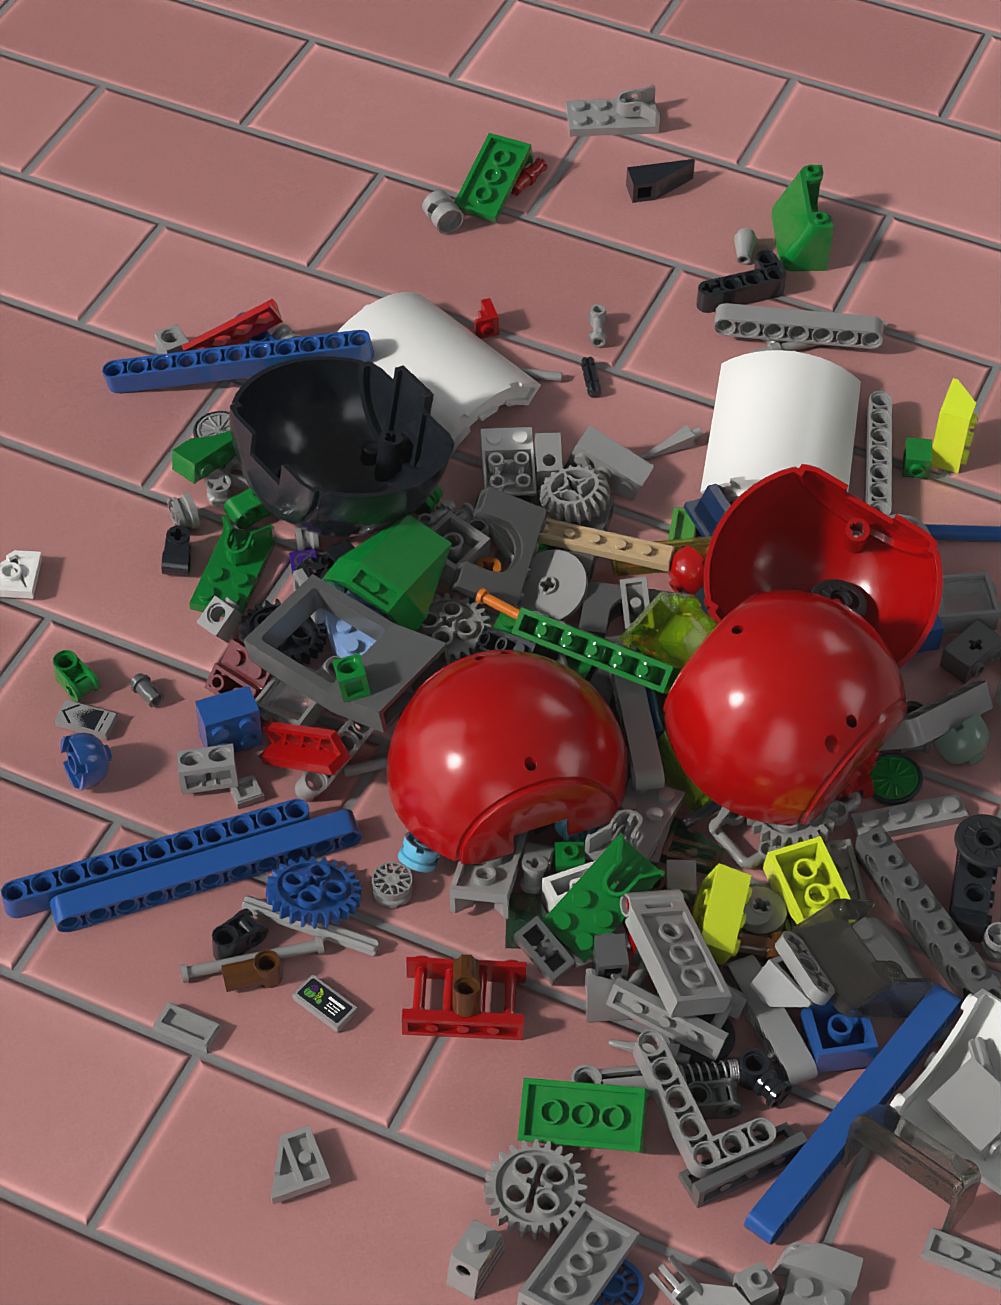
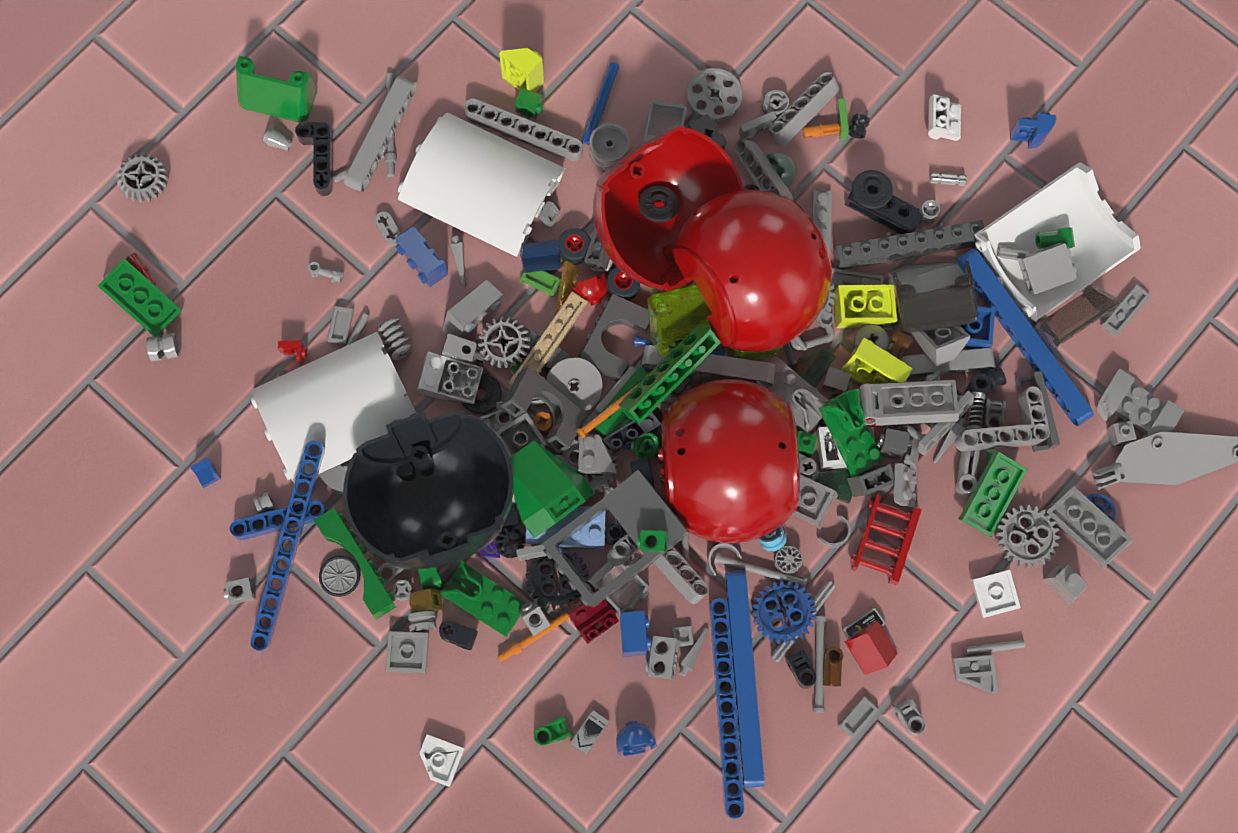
camera: 75 degrees left, 25 degrees up
(141, 512) = (407, 652): none -> light grey plate
(141, 684) = (577, 684): dark grey pin -> none
(179, 618) = (516, 648): none -> orange bar
(208, 1086) = (908, 715): none -> light grey piece
(210, 509) = (425, 601): none -> pearl gold brick
(216, 805) = (689, 661): none -> light grey piece
(239, 328) = (250, 540): red fence -> none
(296, 1016) = (871, 648): none -> red slope
(303, 748) = (679, 590): red fence -> none
(309, 285) = (205, 472): none -> blue panel
(345, 1186) = (995, 647): none -> light grey bar
(366, 911) = (759, 570): none -> light grey bar
(372, 793) = (719, 546): none -> light grey helmet
(429, 1166) = (995, 593): none -> white plate
(452, 949) = (835, 545): none -> light grey helmet
(459, 621) = (594, 456): none -> light grey wing
(466, 986) = (886, 535): reddish brown piece -> none
(538, 357) = (340, 325): none -> light grey tile
(539, 404) = (394, 340): none -> light grey piece
(553, 990) = (905, 486): none -> light grey plate
(591, 377) = (372, 293): black axle -> none
(615, 116) = (91, 185): light grey plate -> none
(634, 598) = (615, 334): light grey slope -> none
(639, 147) = (134, 172): none -> light grey gear
(656, 403) = (421, 257): none -> blue wedge
(657, 179) = (181, 183): black slope -> none
(678, 367) = (384, 230): none -> light grey beam
(804, 968) = (929, 331): light grey beam -> none

